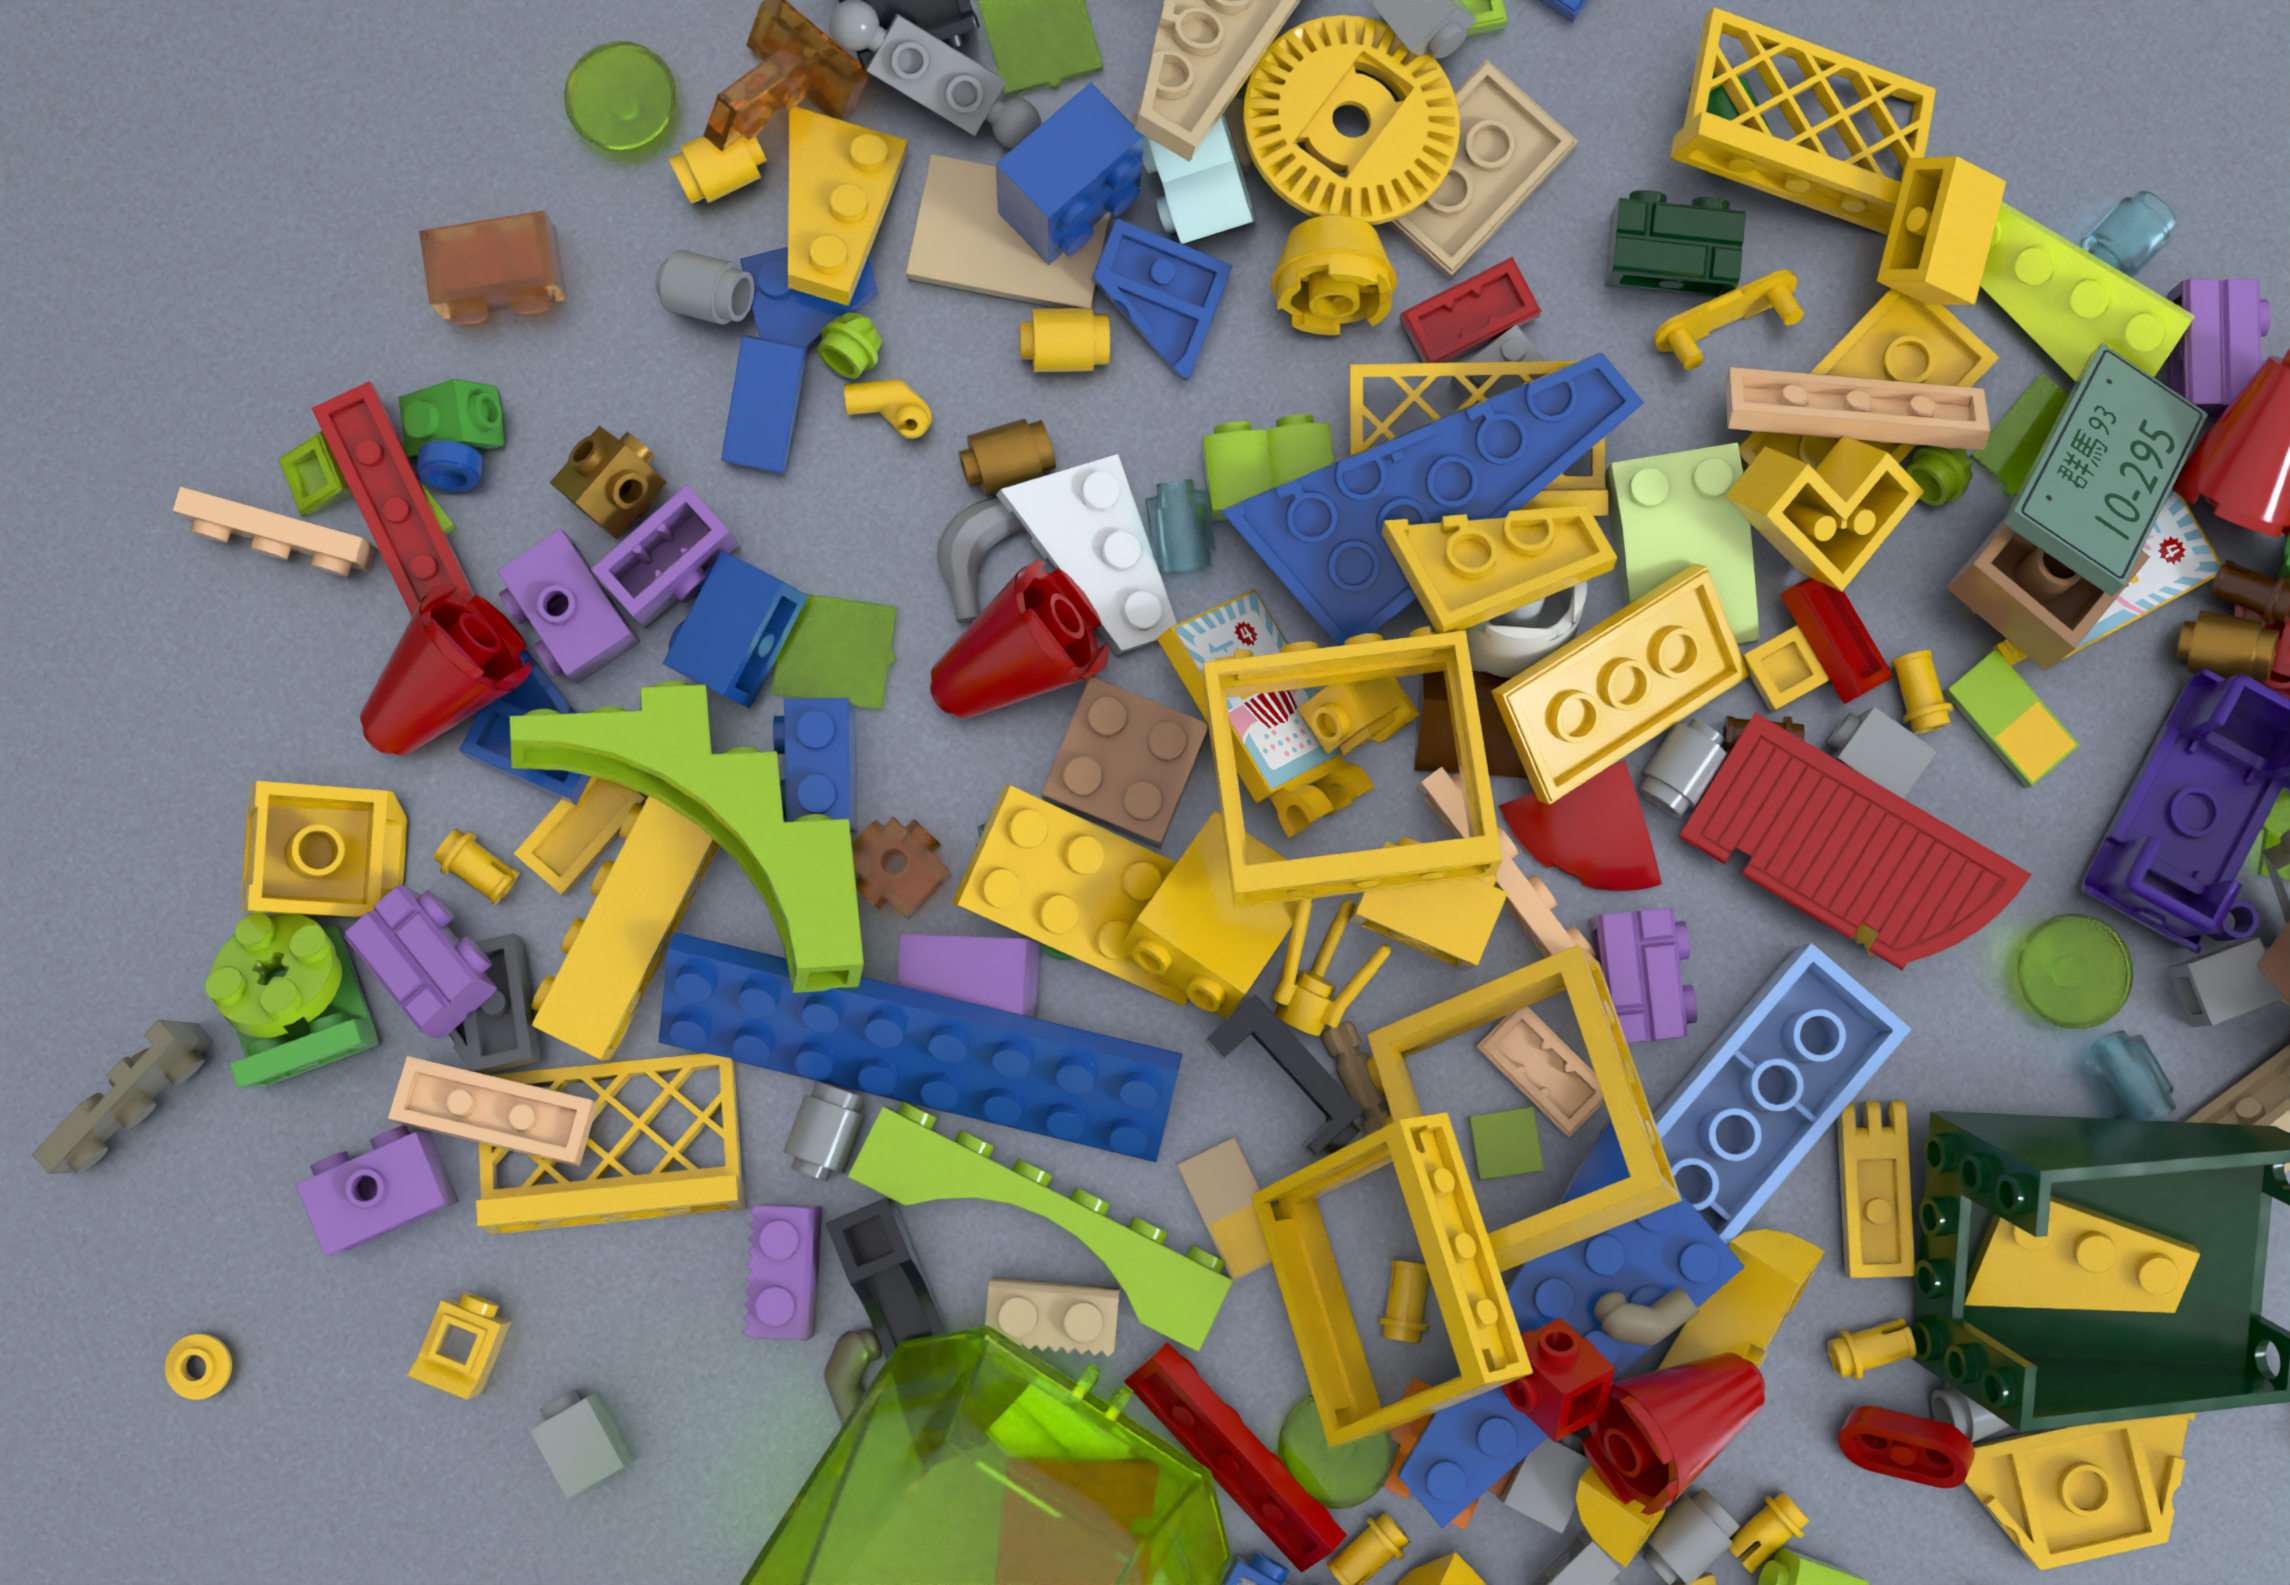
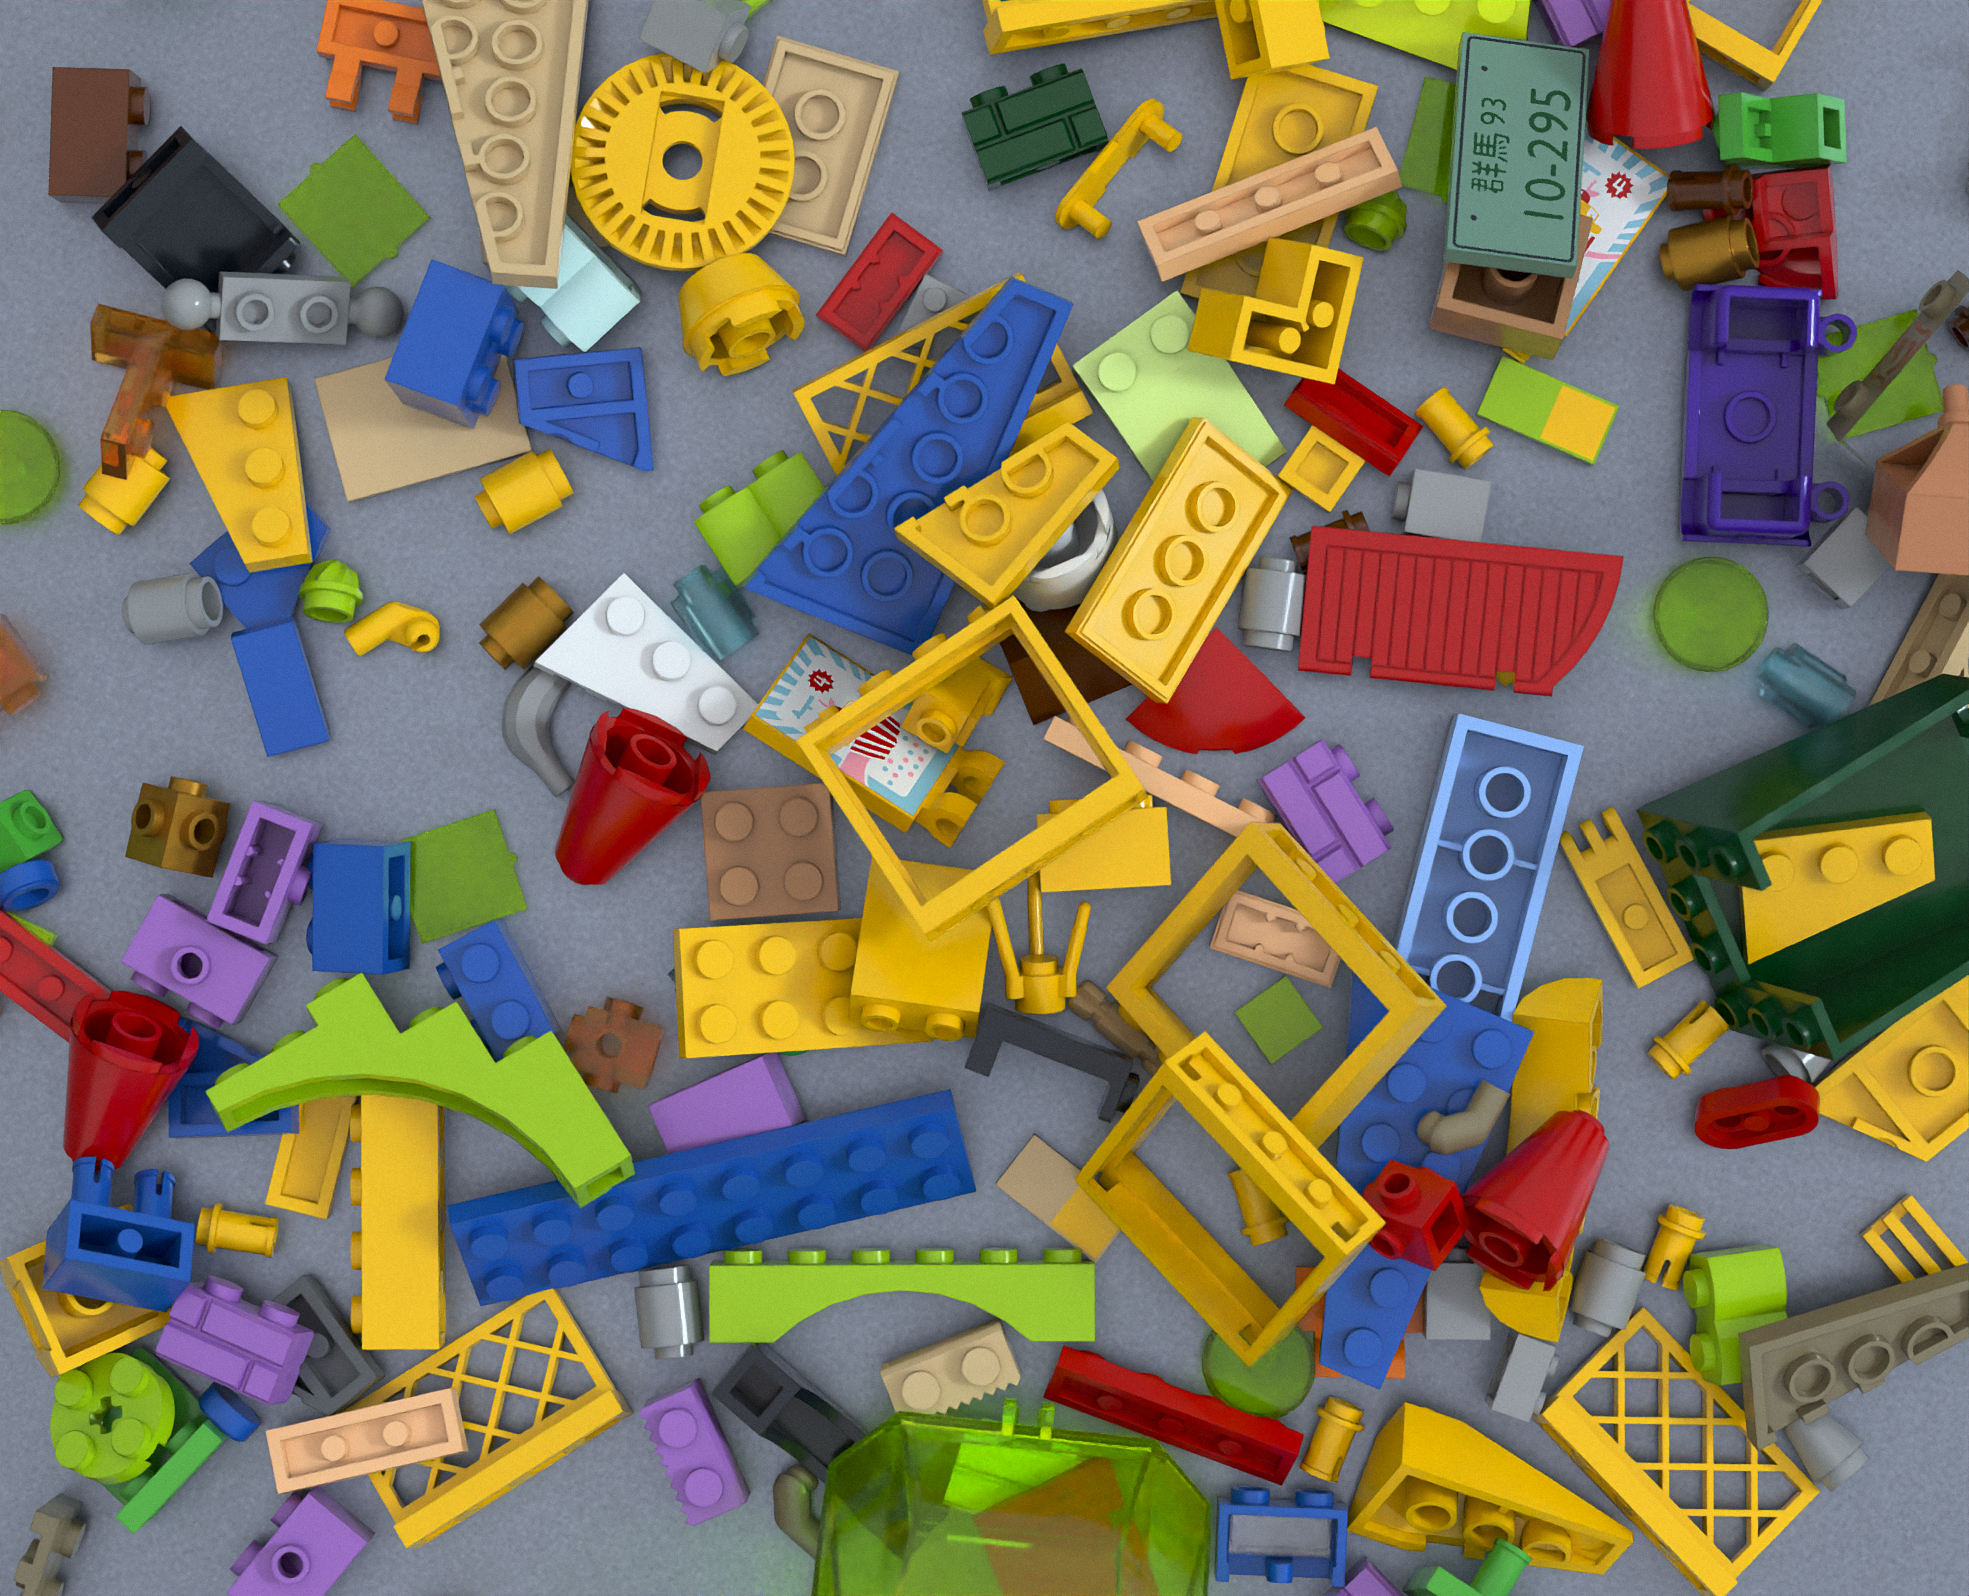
camera: 35 degrees left, 5 degrees up
(356, 824) = (119, 1253): none -> blue brick
(383, 1024) = (228, 1412): none -> blue tile

